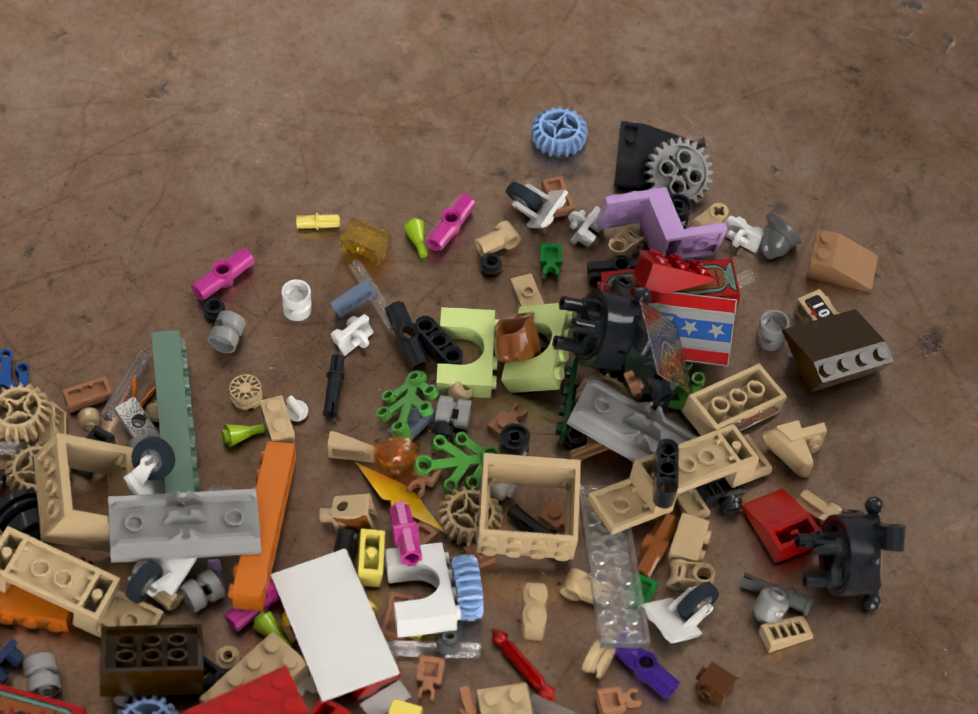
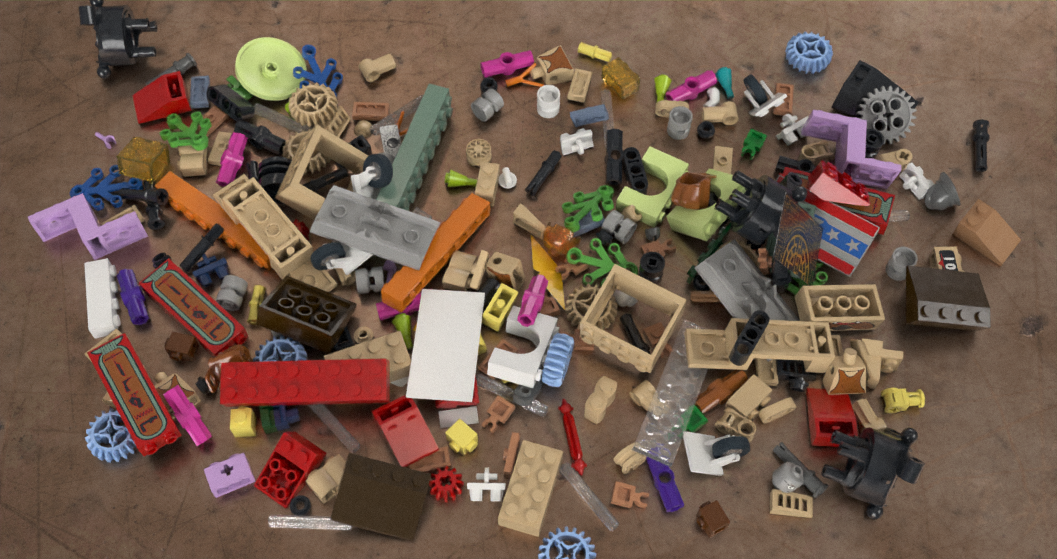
camera: 30 degrees right, 5 degrees up
(62, 341) = (373, 68): none -> tan piece
(78, 677) = (257, 299): none -> light yellow pin
(94, 484) = (321, 182): none -> black axle
(242, 289) = (512, 81): none -> orange plant
(280, 257) = (553, 67): none -> tan torso
(300, 537) = (458, 273): none -> tan brick
(321, 267) = (579, 85): none -> tan plate
(325, 525) = (478, 270): none -> tan plate
(441, 254) = (664, 107): none -> tan beam
(459, 267) = (679, 122): none -> light grey wheel
(481, 223) = (714, 95): none -> white arm
(482, 197) = (724, 76): none -> teal cone
(493, 405) = (652, 233): none -> dark grey hinge
(723, 541) = (777, 410): none -> tan beam
(776, 472) = (846, 374): none -> tan torso
(786, 160) = (981, 137): none -> black pin
(840, 476) = (899, 400): none -> light yellow connector

